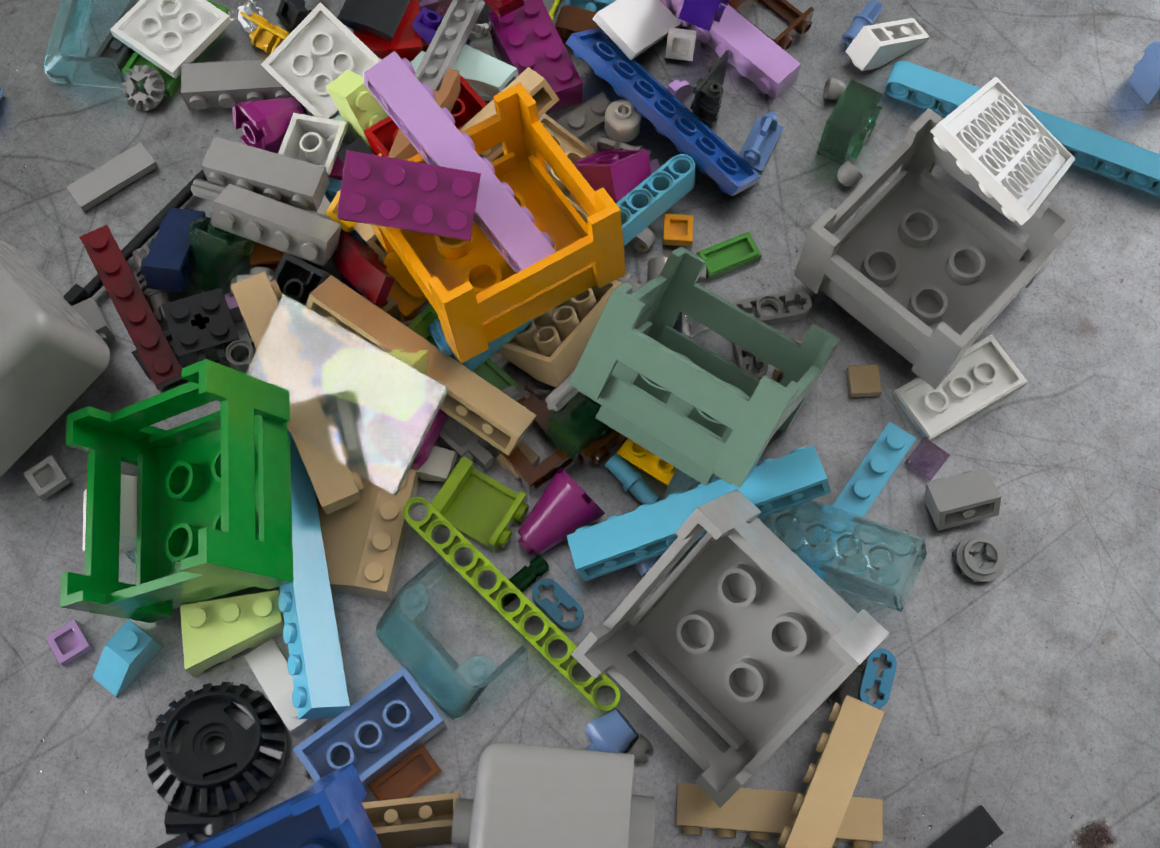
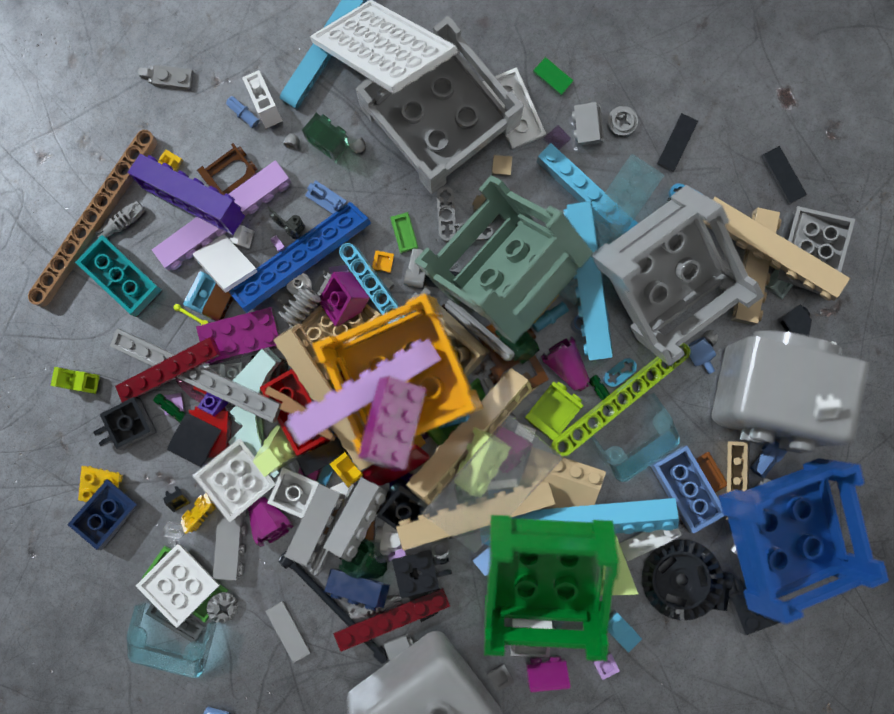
camera: 80 degrees left, 15 degrees up
(48, 542) = (547, 674): none -> magenta slope
(589, 116) = (300, 306): none -> light grey piece
(967, 653) = (677, 142): none -> black tile
(1027, 439) = (553, 76): none -> green tile

